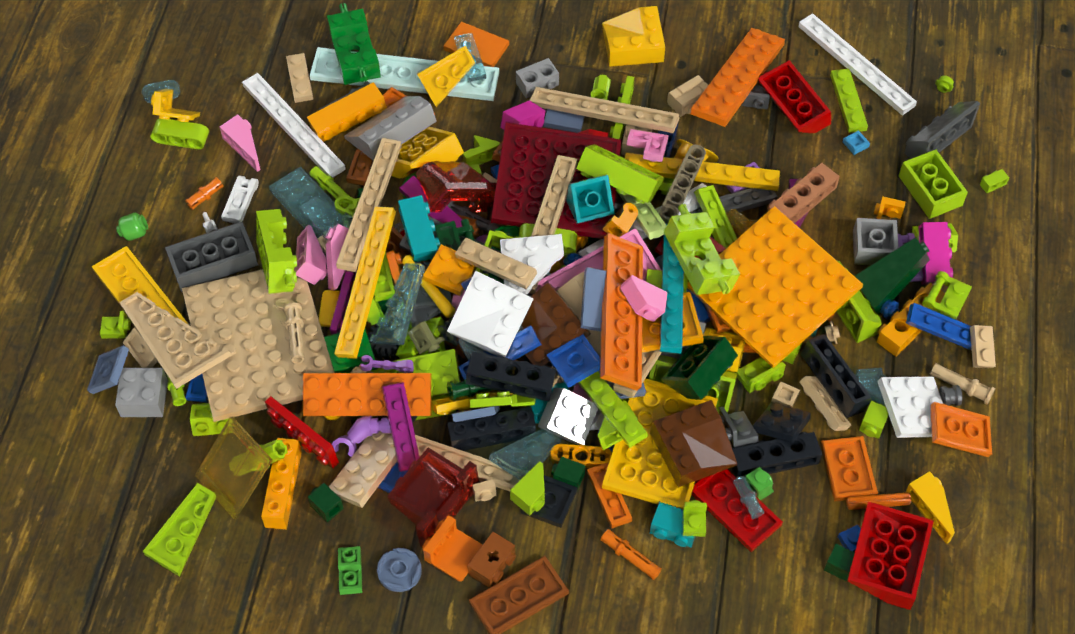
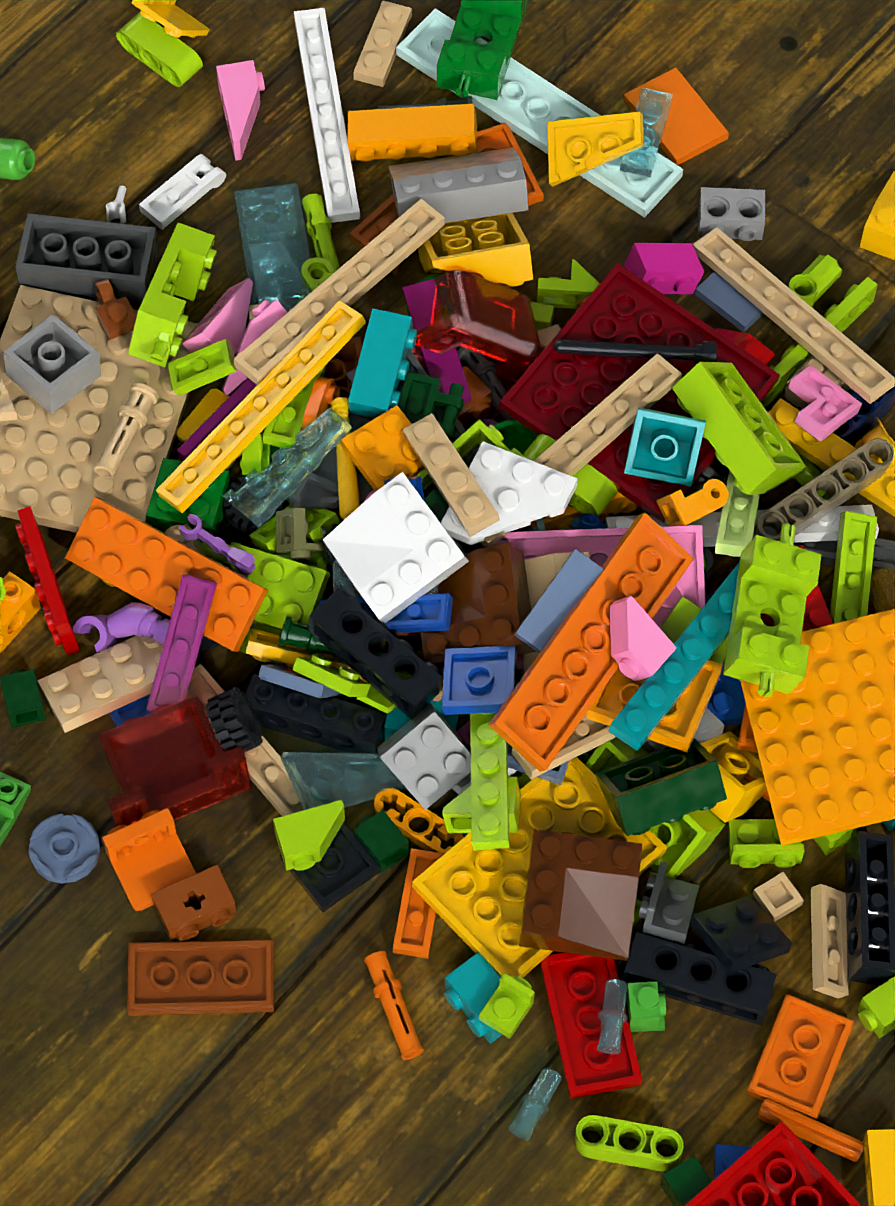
camera: 30 degrees right, 5 degrees up
(204, 193) = (138, 157): orange pin -> none
(232, 316) = (52, 363): none -> light grey brick
(247, 277) = (113, 314): none -> dark orange plate
(315, 280) = (202, 367): none -> lime plate
(455, 450) = (234, 720): none -> black tyre
(484, 491) = (248, 800): tan plate -> none
(577, 146) = (700, 353): none -> black piece
(736, 564) = (535, 1104): none -> clear light blue axle
(790, 564) = (614, 1130): none -> lime beam

